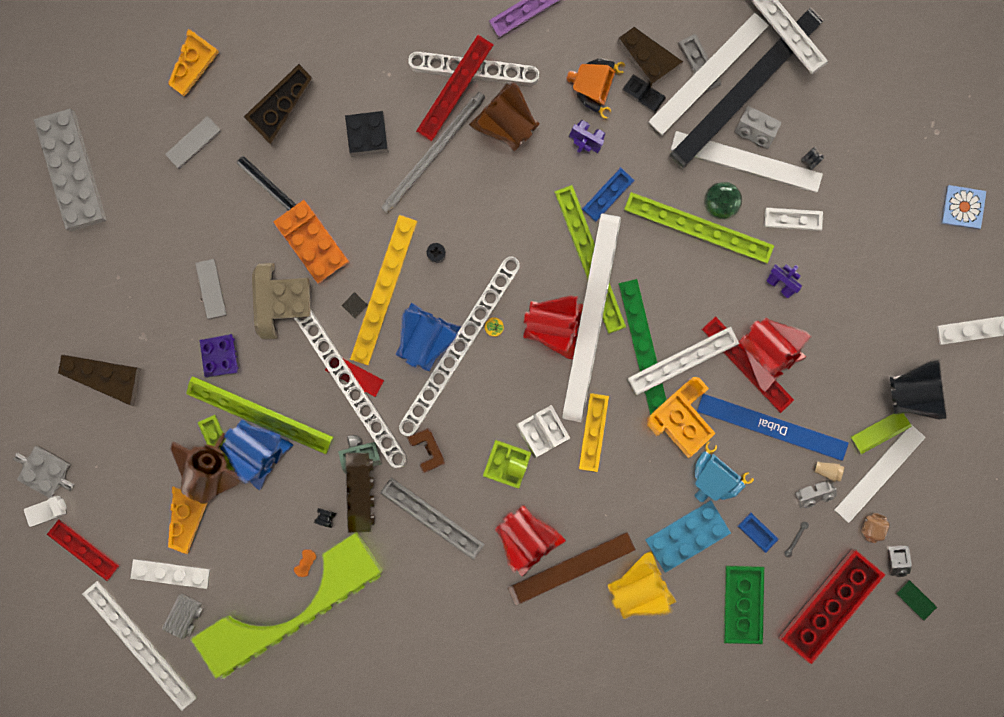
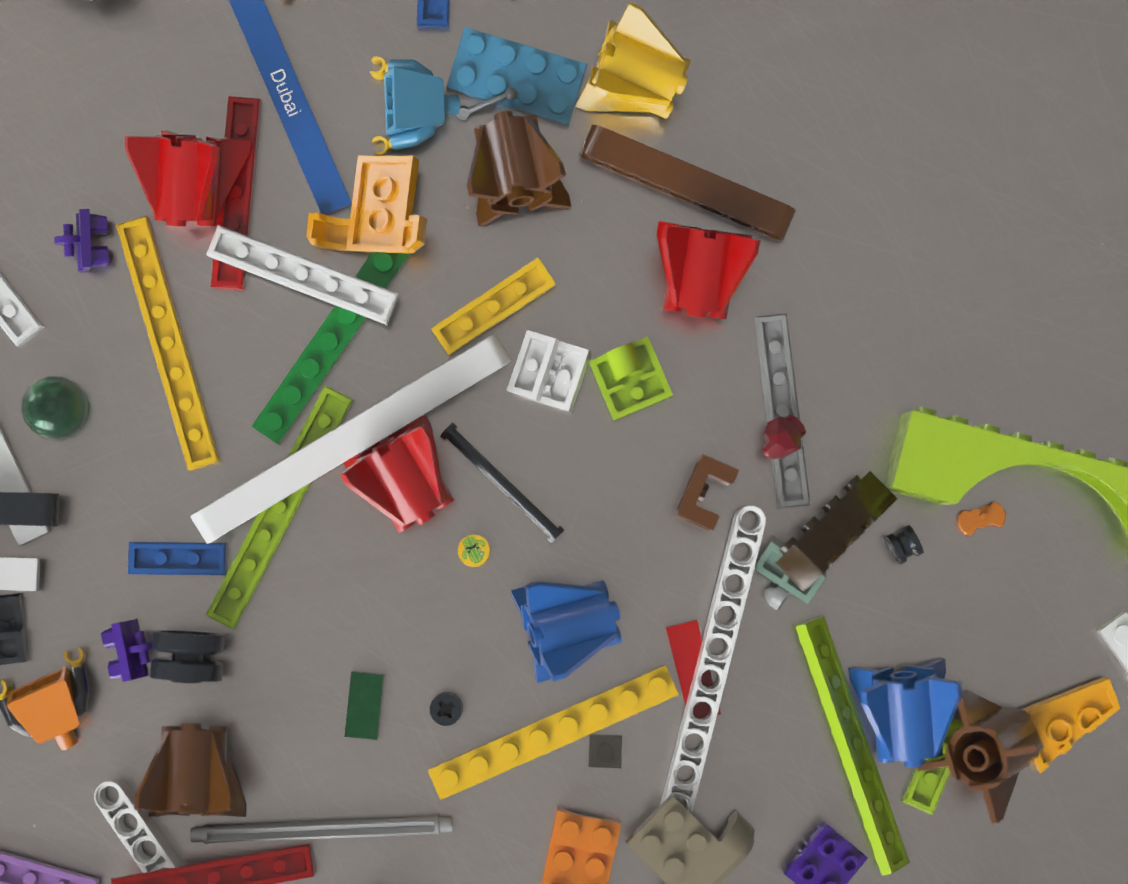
camera: 140 degrees left, 0 degrees up
(420, 506) = (783, 437): none -> dark red rock
(461, 337) = (490, 586): white beam -> none
(470, 218) = (364, 705): none -> dark green tile
(512, 366) = (501, 482): none -> black bar
(558, 159) = (187, 656): none -> black wheel
(646, 495) = (514, 168): none -> reddish brown brick
(681, 525) = (464, 112): none -> dark grey hinge
(699, 228) = (117, 406): lime plate -> none
(707, 275) = (168, 343): none -> yellow tile

